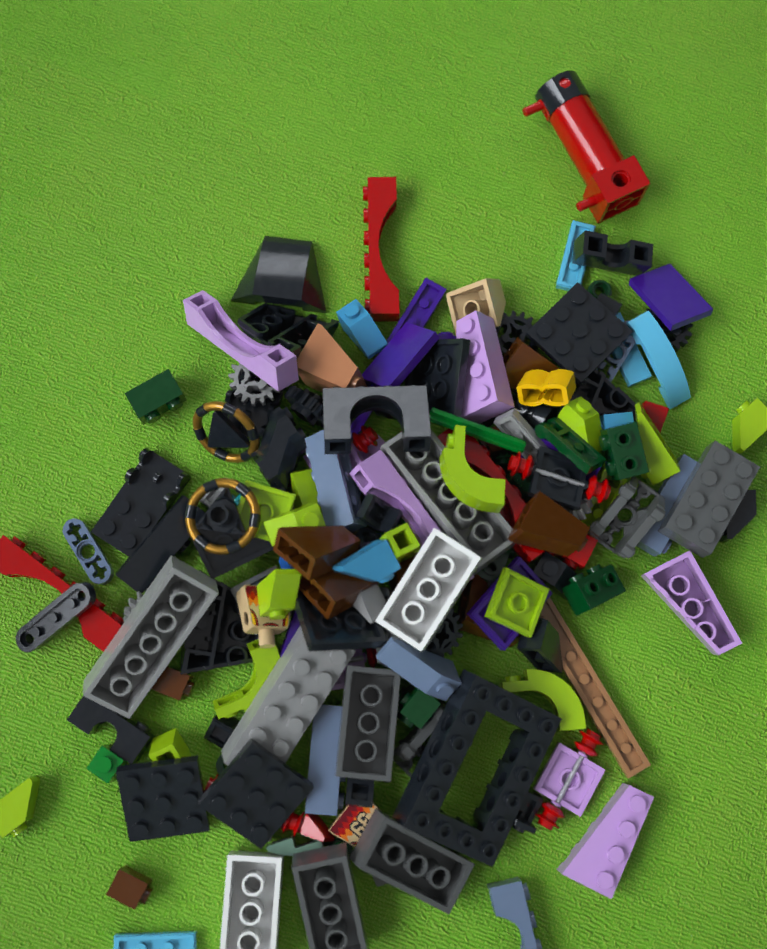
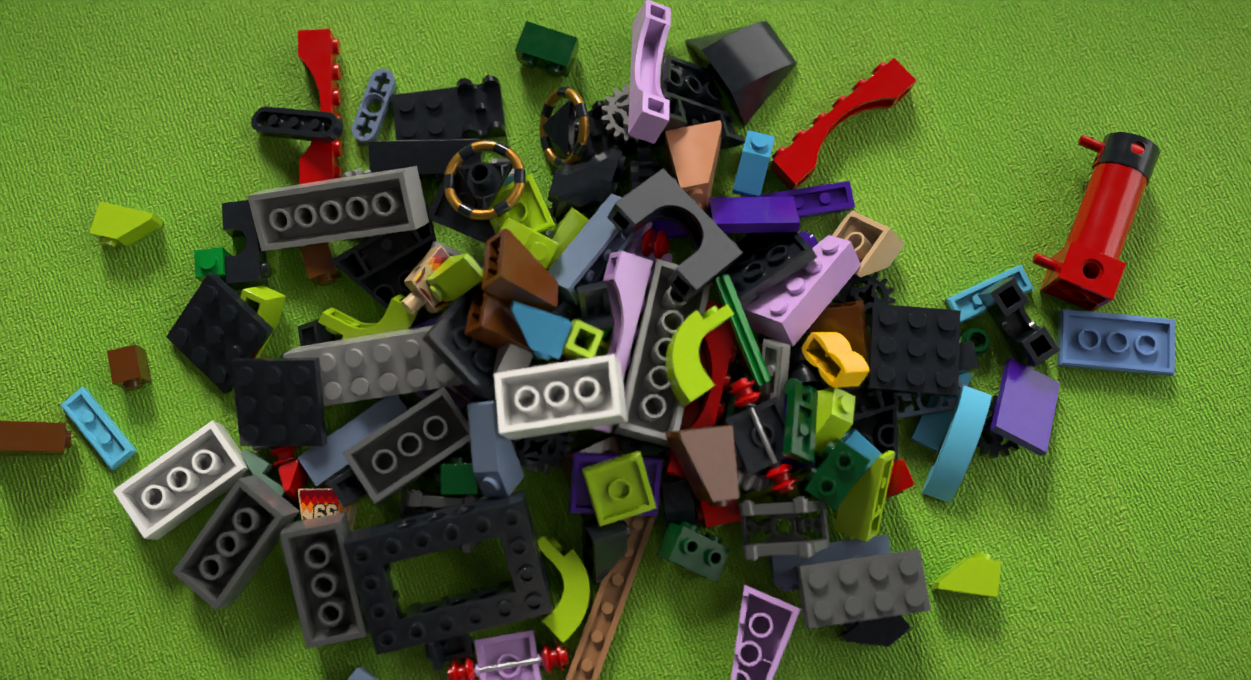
camera: 55 degrees right, 0 degrees up
(672, 206) = (1116, 342): none -> medium blue plate

